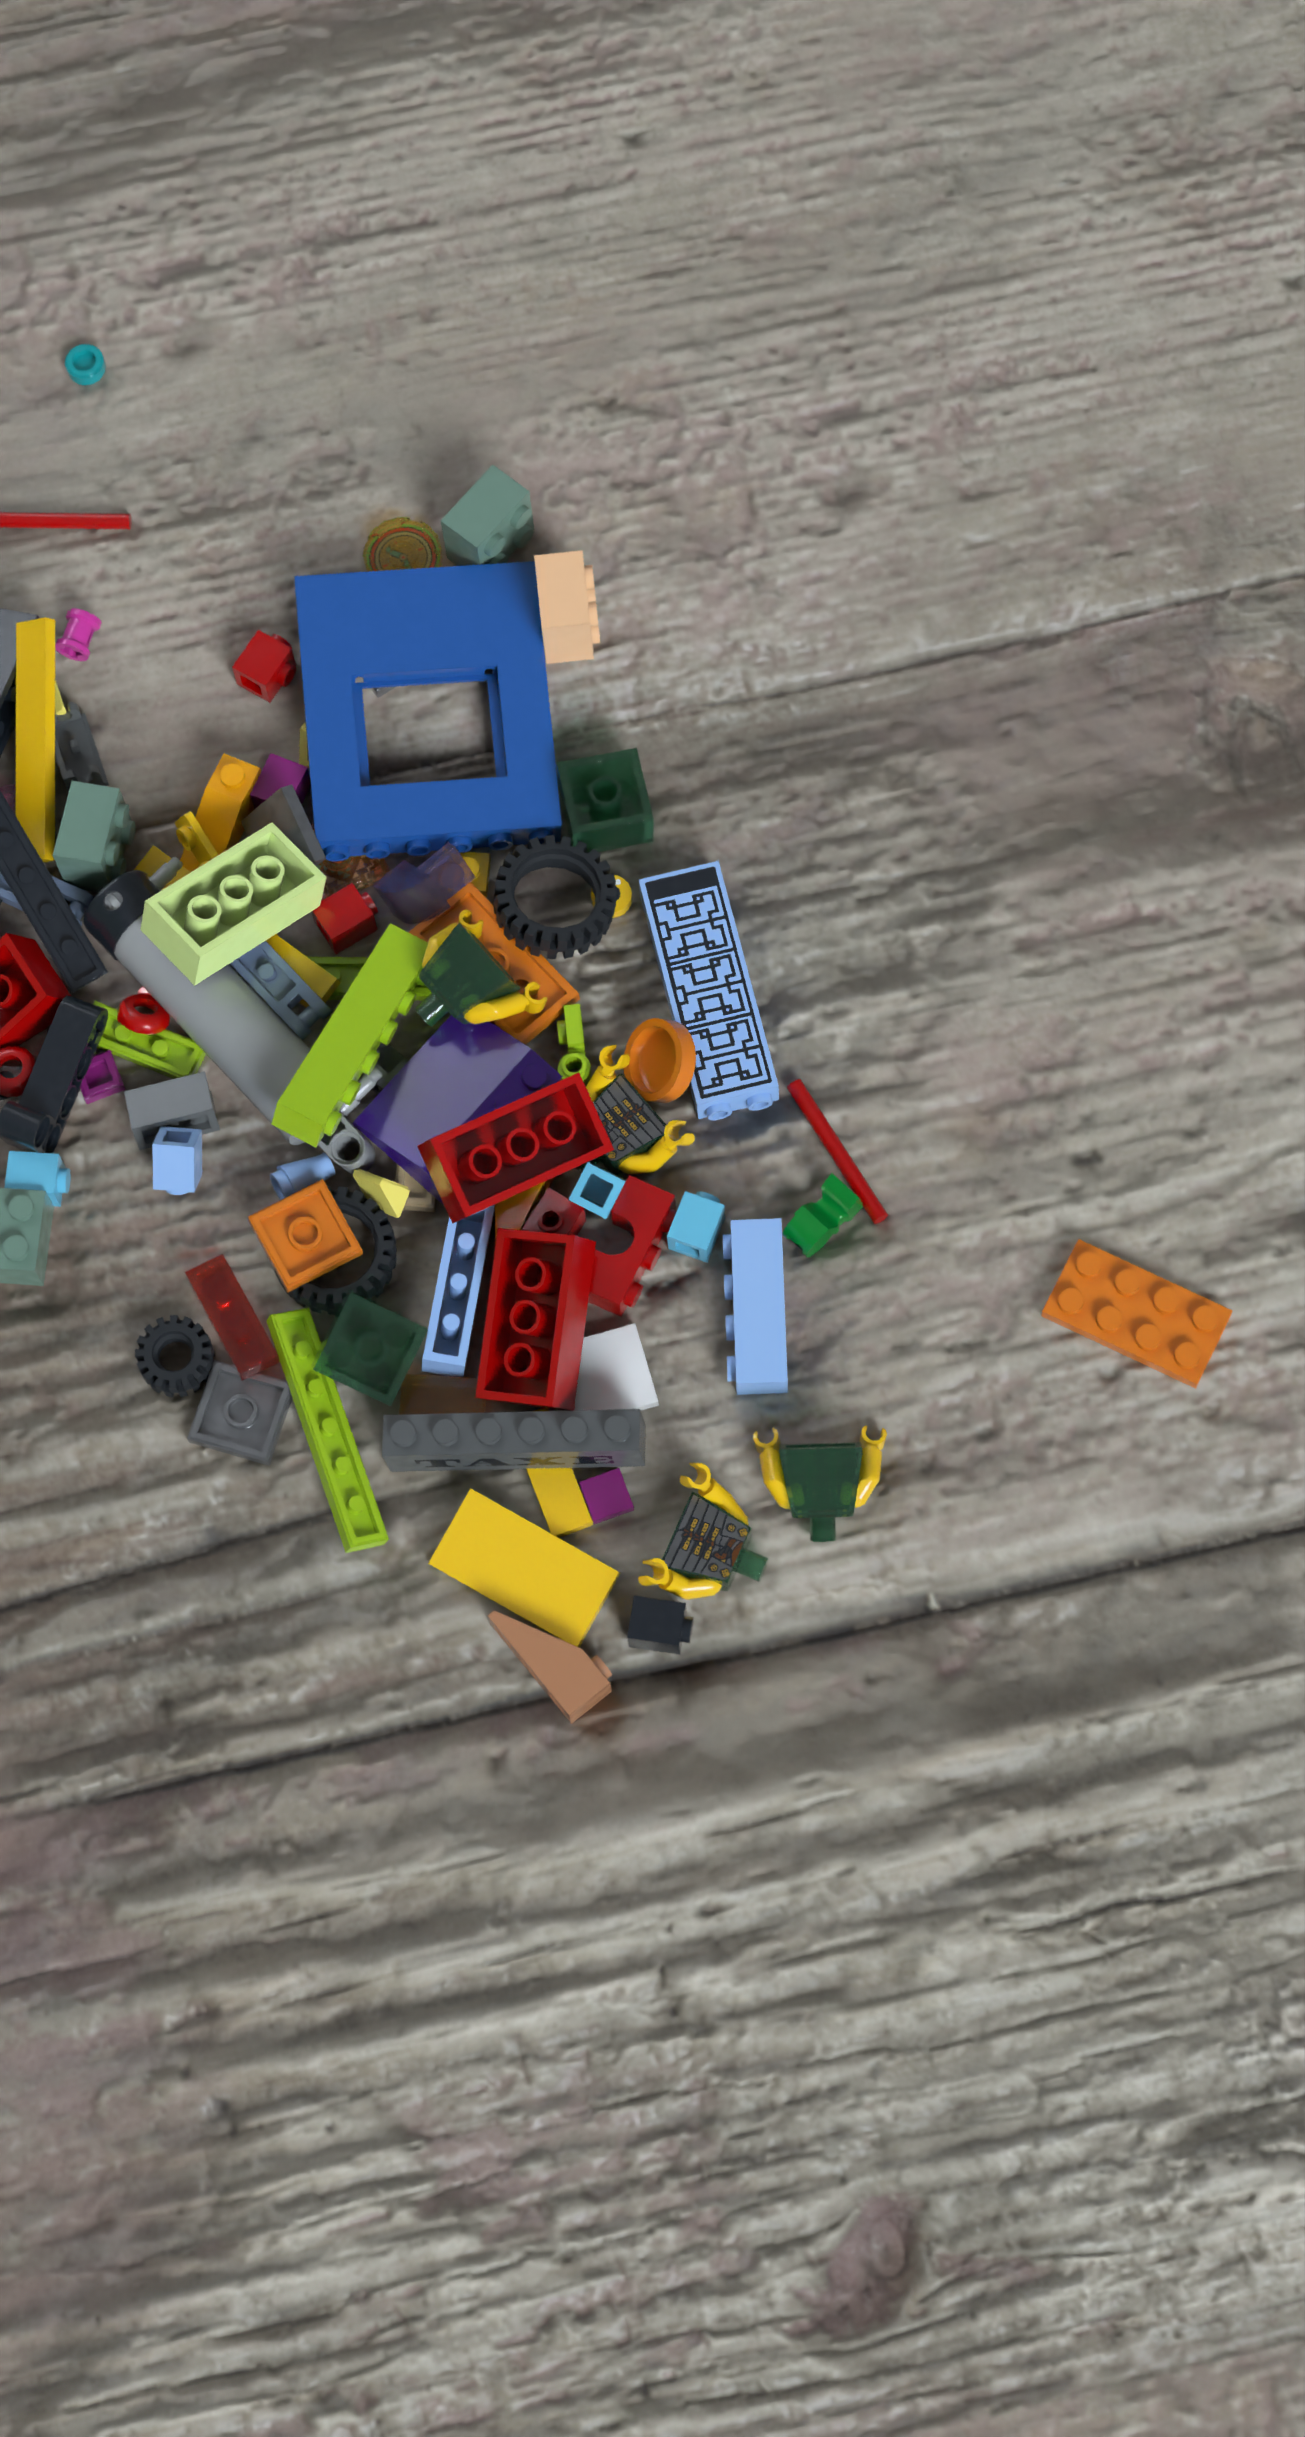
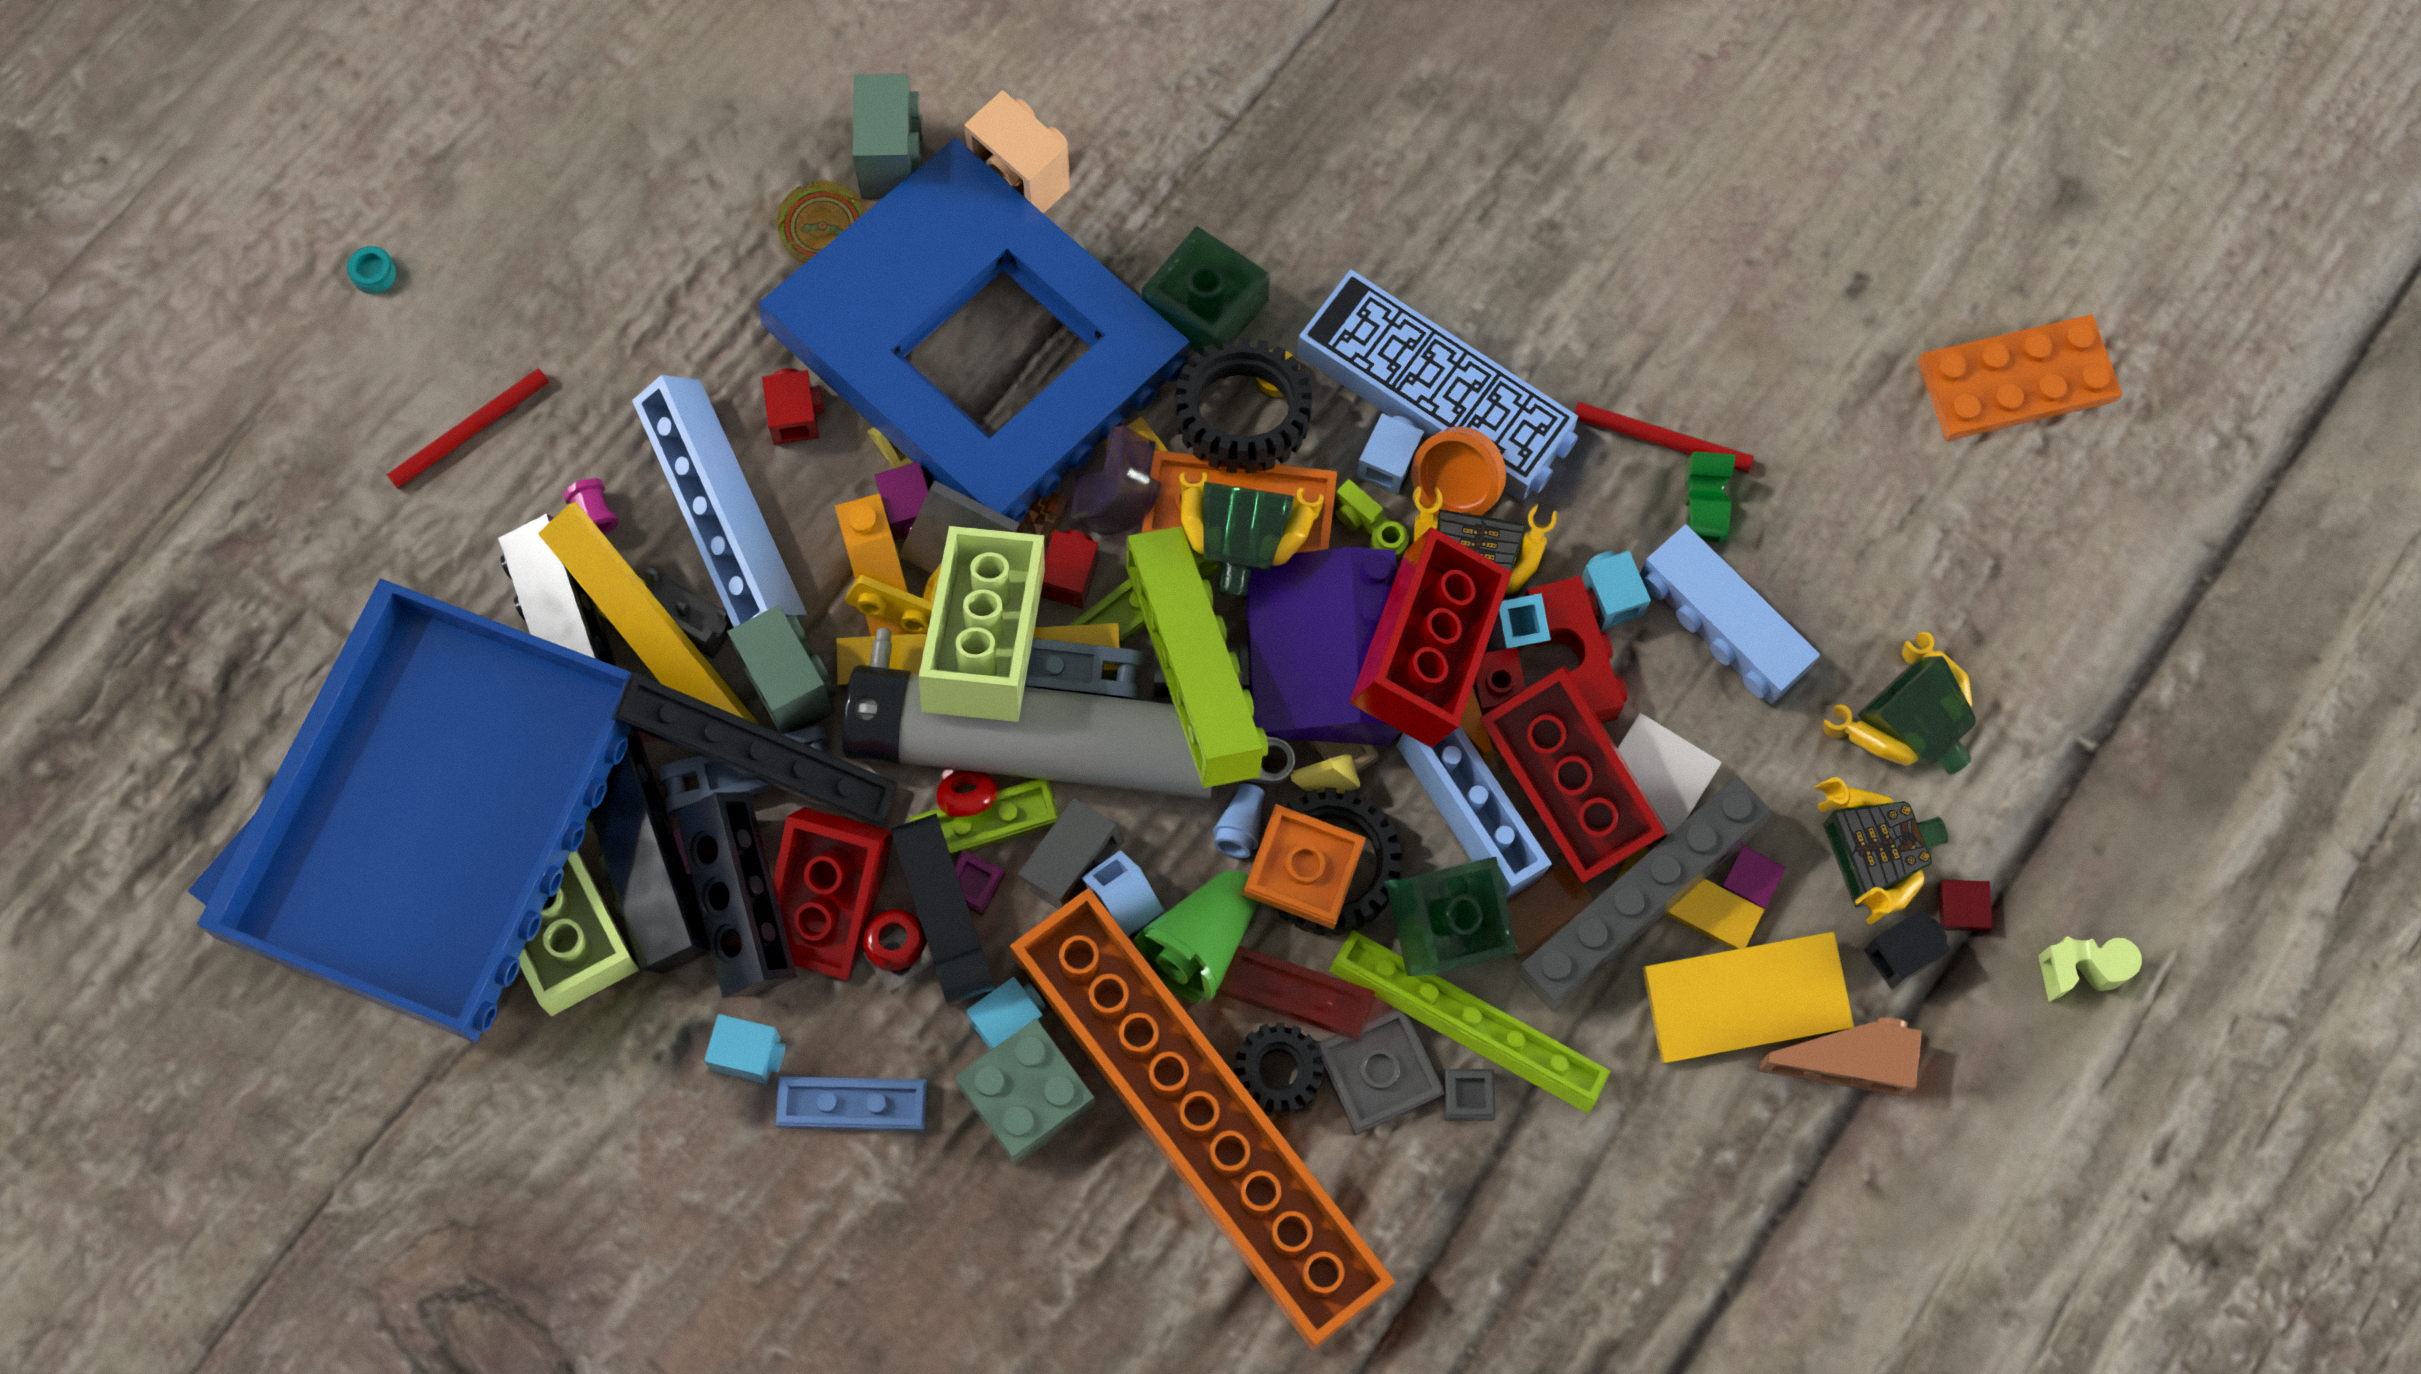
camera: 50 degrees left, 0 degrees up
(92, 1344) = (1201, 1119): none -> orange brick
(157, 692) = (716, 500): none -> light blue brick
(200, 1226) = (1199, 937): none -> bright green cone
(284, 1477) = (1469, 1095): none -> dark grey tile
(630, 1007) = (1390, 453): none -> light blue brick
(734, 1634) = (1965, 905): none -> dark red tile
(791, 1754) = (2102, 966): none -> yellowish green leg

